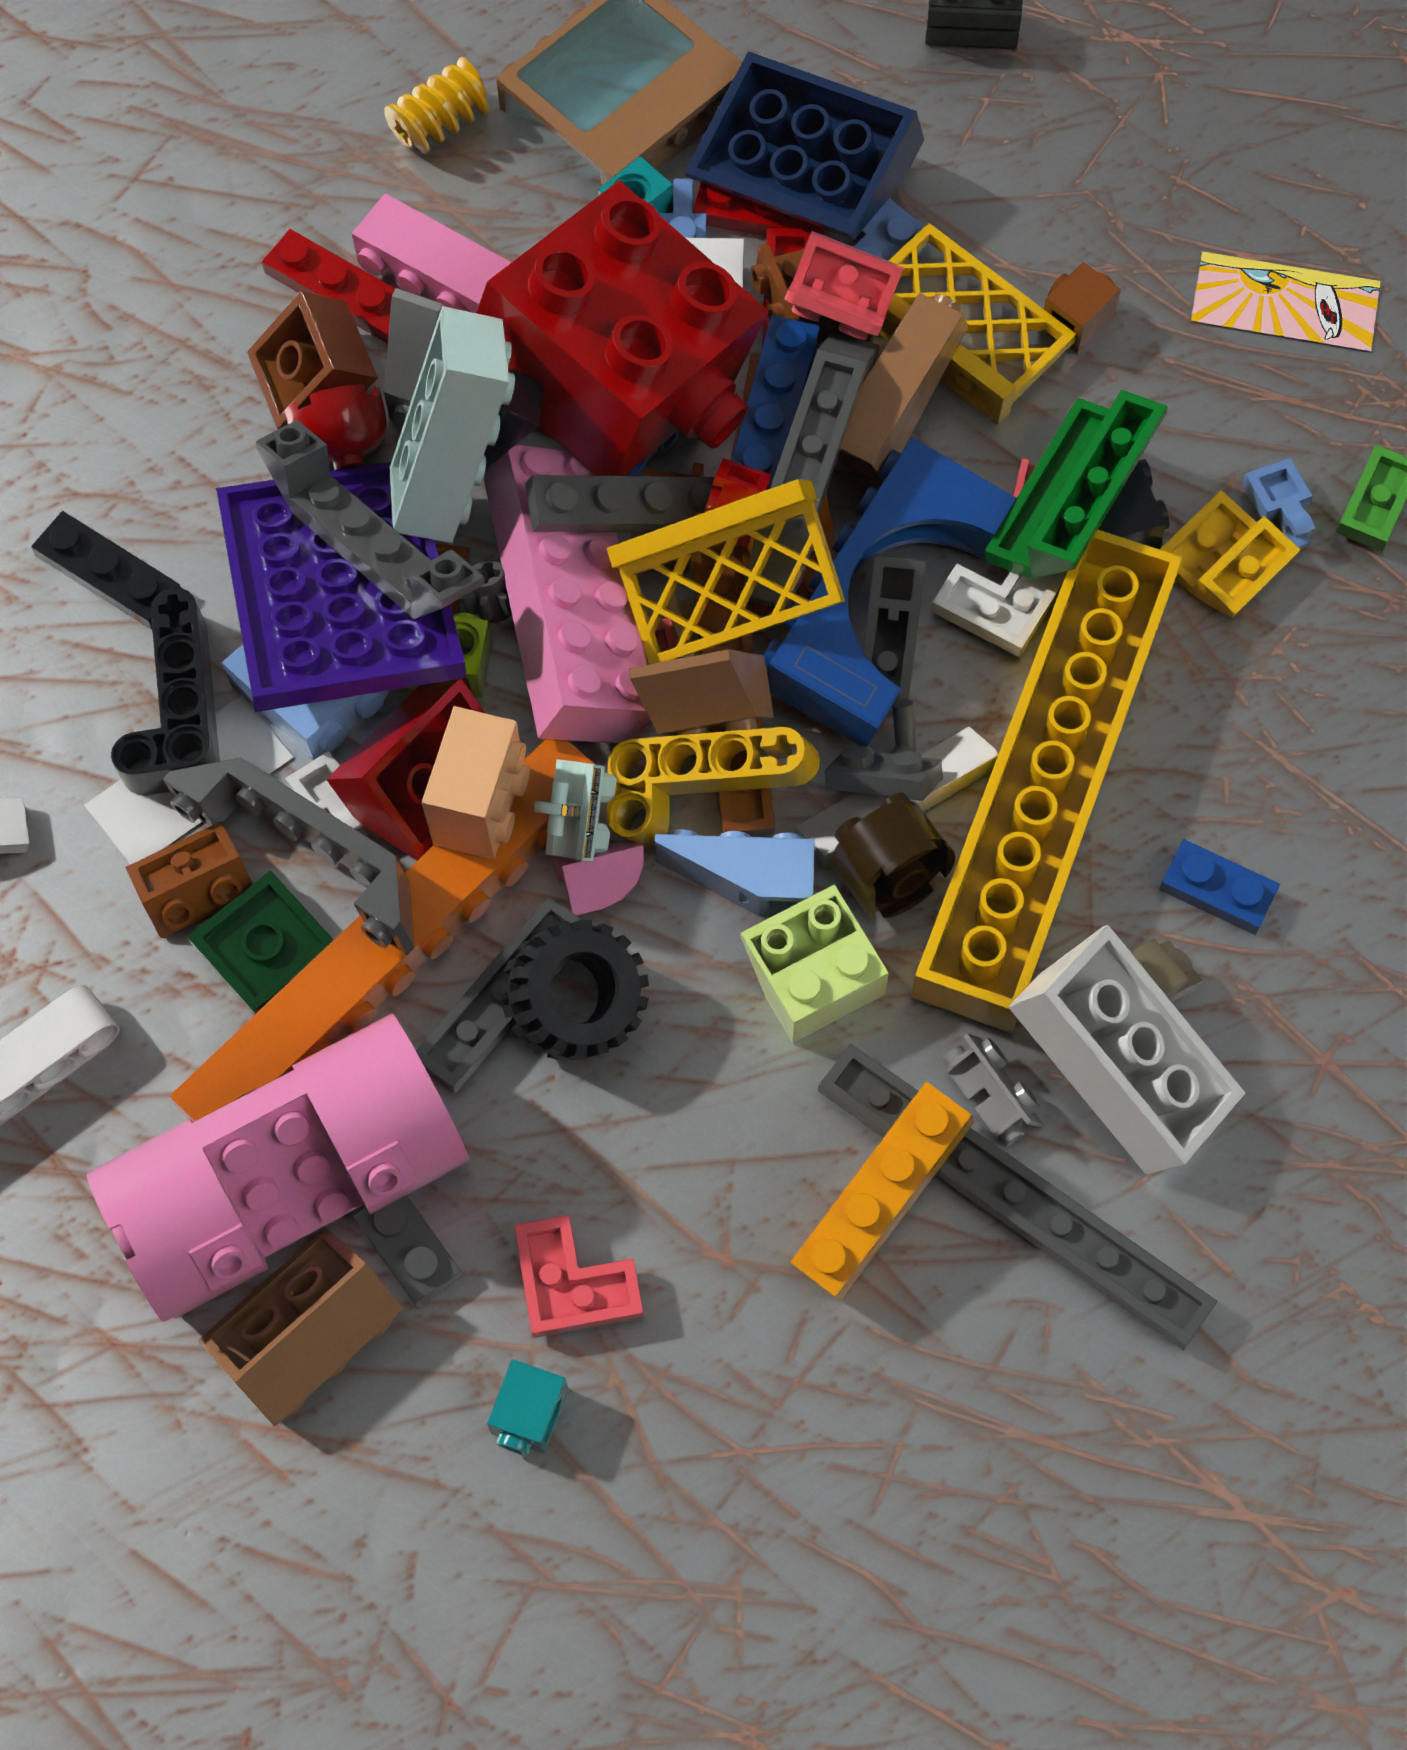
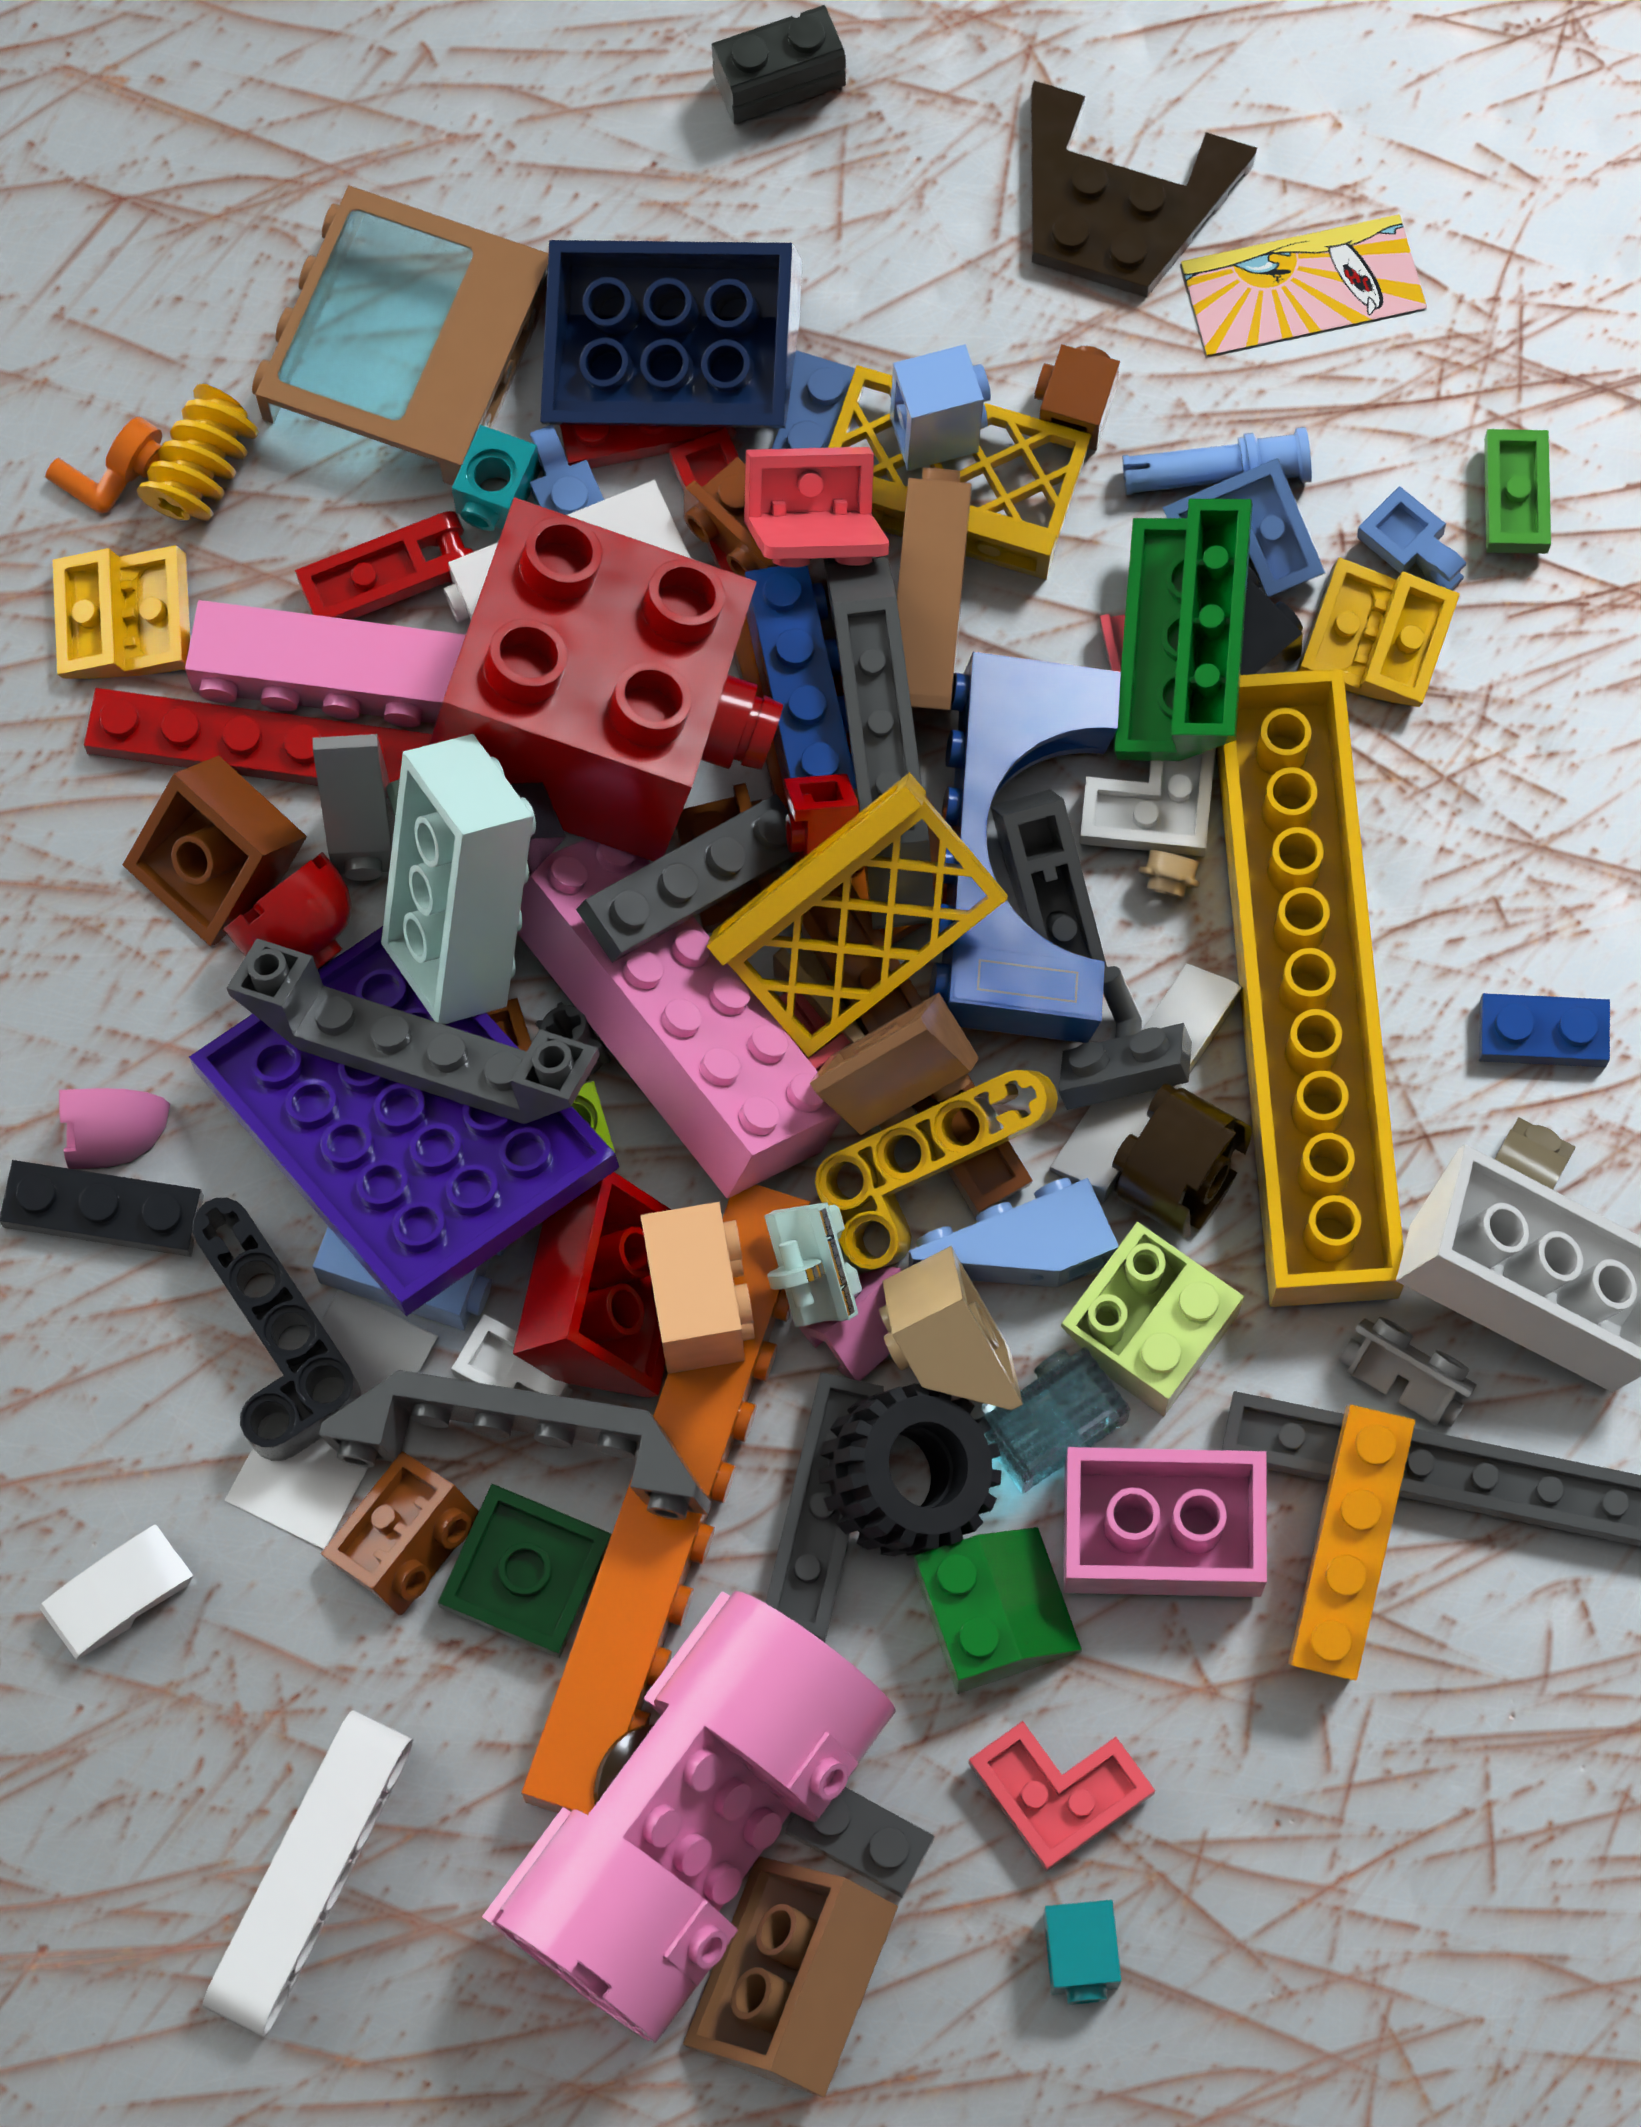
camera: 25 degrees left, 5 degrees up
(141, 514) = (110, 1125): none -> bright pink brick
(332, 188) = (121, 613): none -> yellow slope
(388, 88) = (127, 458): none -> orange plate
(512, 228) = (383, 569): none -> red plate
(592, 1122) = (995, 1606): none -> green slope
(652, 904) = (947, 1333): none -> tan slope
(704, 1004) = (1061, 1409): none -> clear light blue brick
(748, 1114) = (1165, 1522): none -> bright pink brick
(970, 258) = (938, 406): none -> light blue brick
(987, 657) = (1170, 873): none -> tan plate
(1167, 205) = (1113, 219): none -> dark brown wing
(1180, 450) = (1279, 535): none -> medium blue plate
(1183, 398) = (1217, 463): none -> light blue pin

